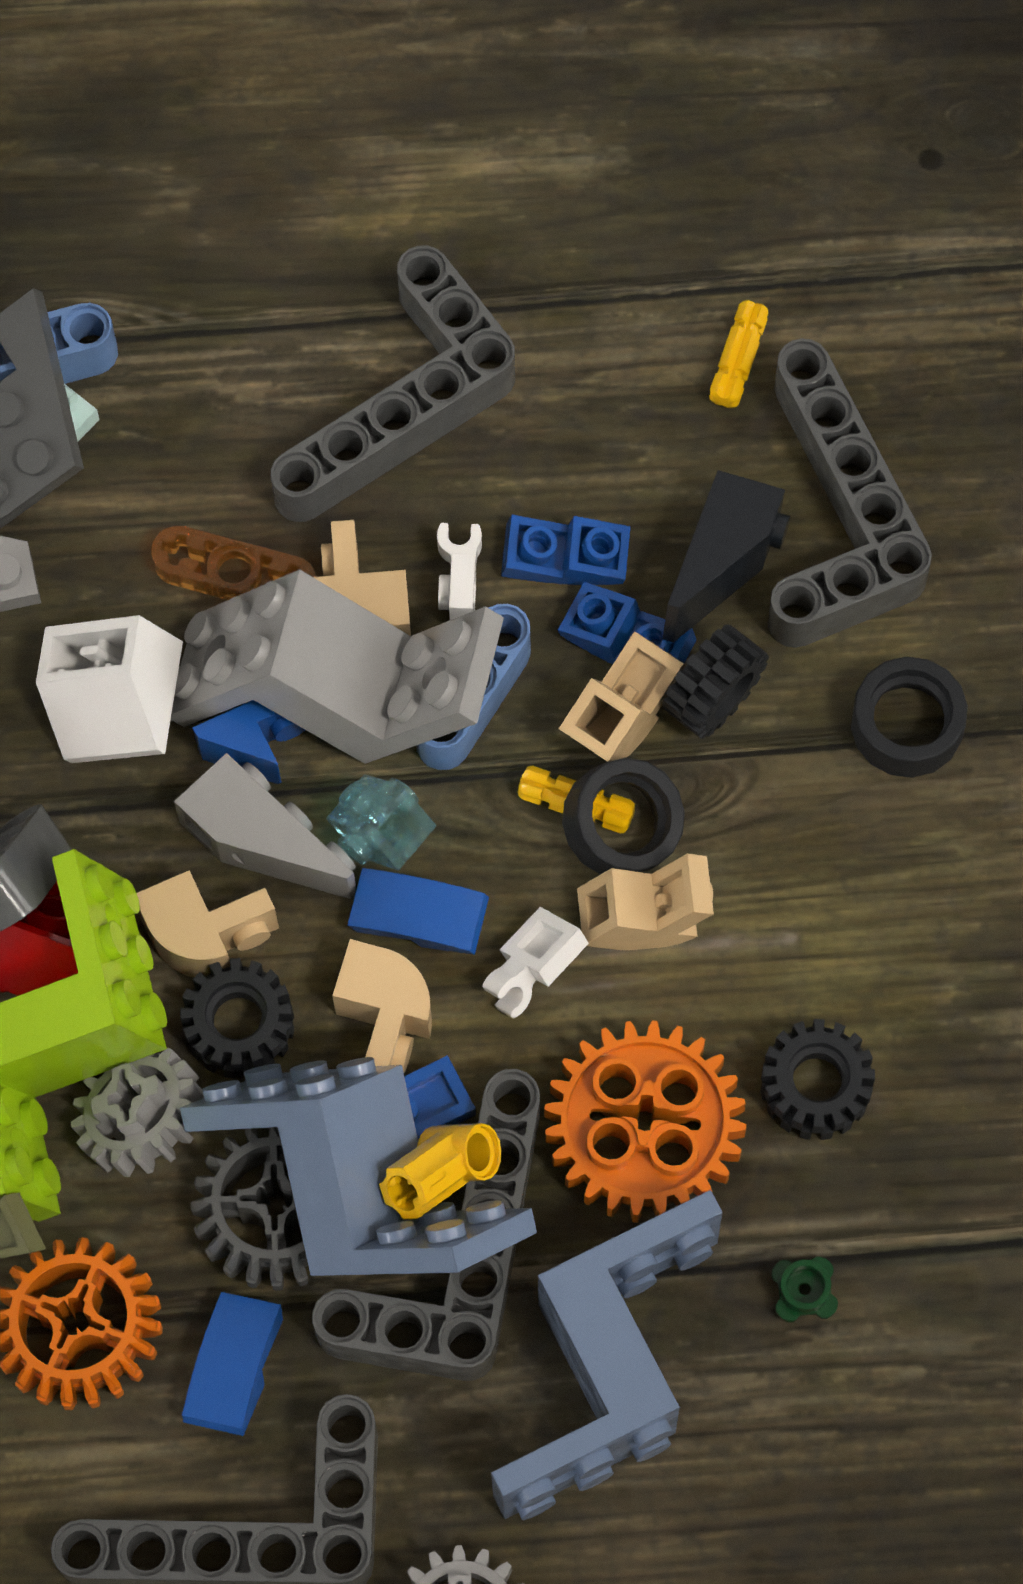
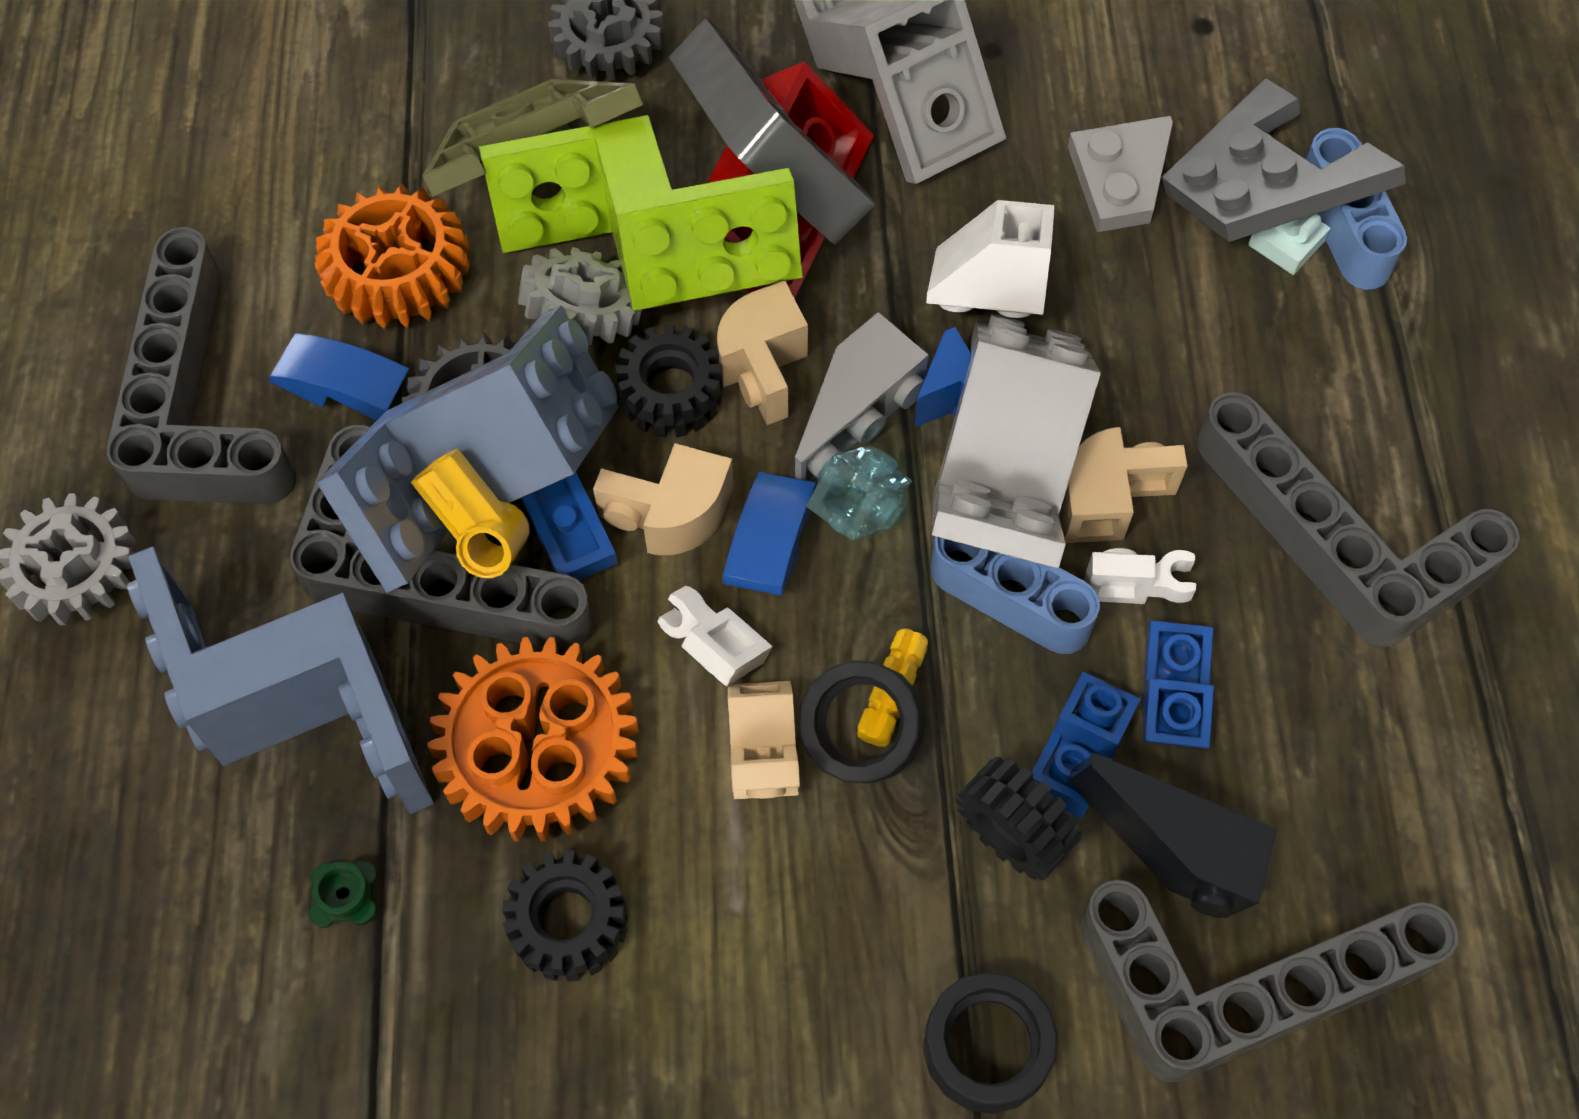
camera: 90 degrees right, 5 degrees down
(189, 572) = (1152, 365): clear orange beam -> none
(622, 709) = (980, 720): tan brick -> none
(738, 354) = (1439, 876): yellow axle -> none

